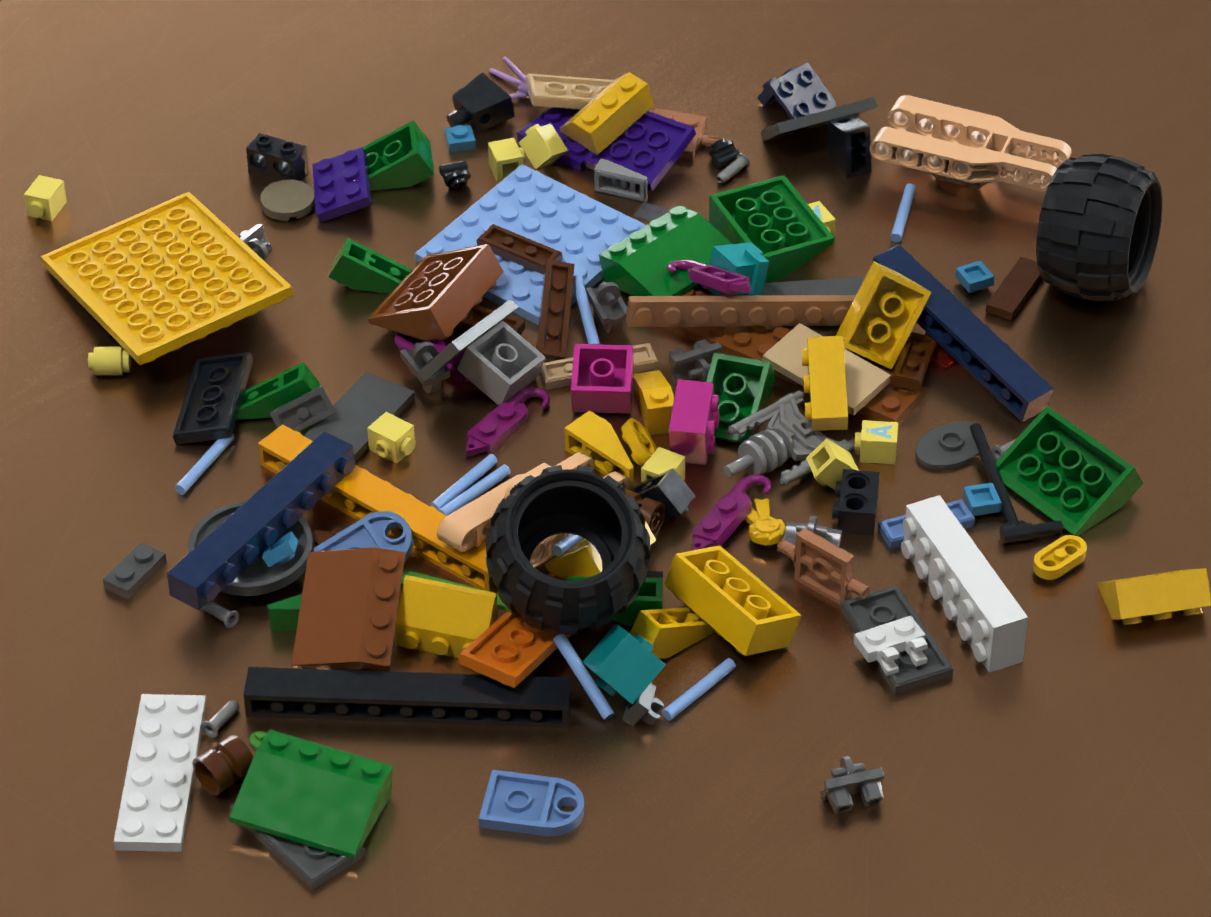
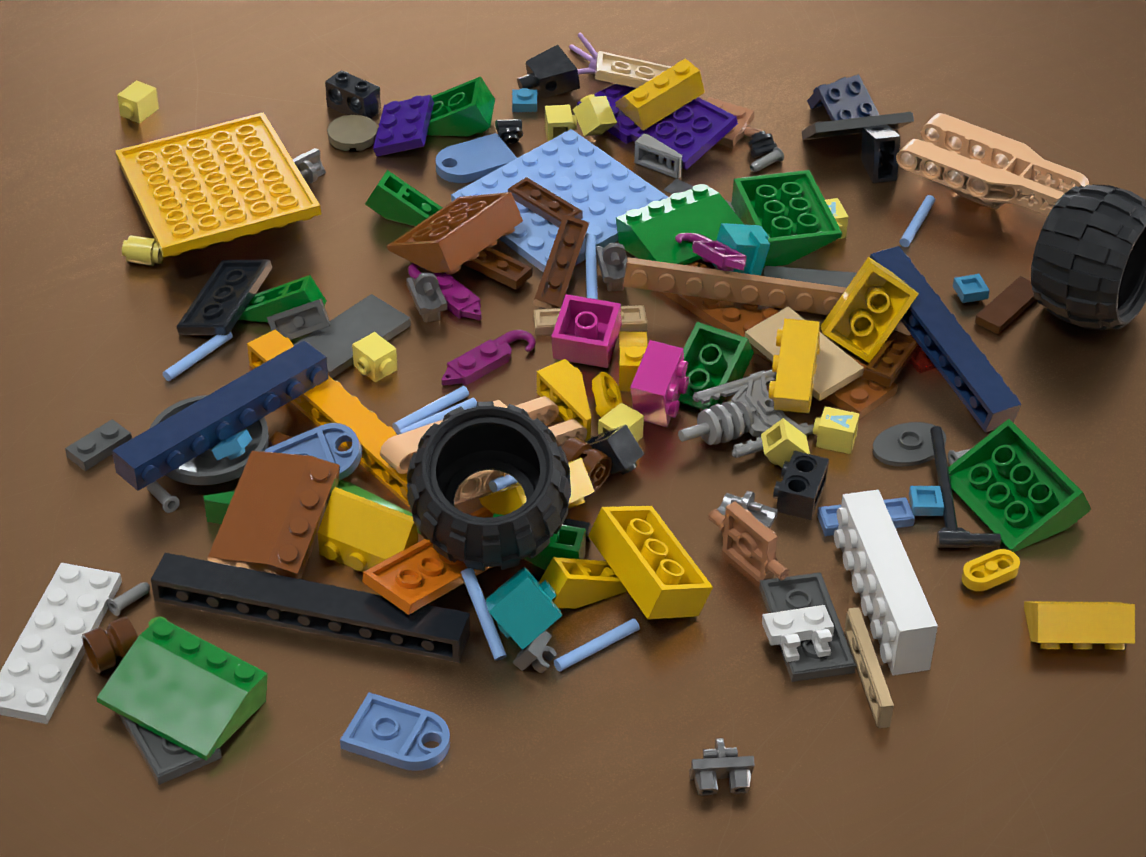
camera: 10 degrees right, 0 degrees up
(426, 211) = (473, 159): none -> medium blue tile
(460, 344) = (467, 276): tile -> none
(501, 363) = (495, 302): light grey brick -> none
(693, 363) = (677, 330): flat silver hips -> none
(727, 514) = (671, 477): magenta plate -> none
(763, 527) = (704, 495): yellow piece -> none
(967, 668) = (868, 668): none -> tan tile

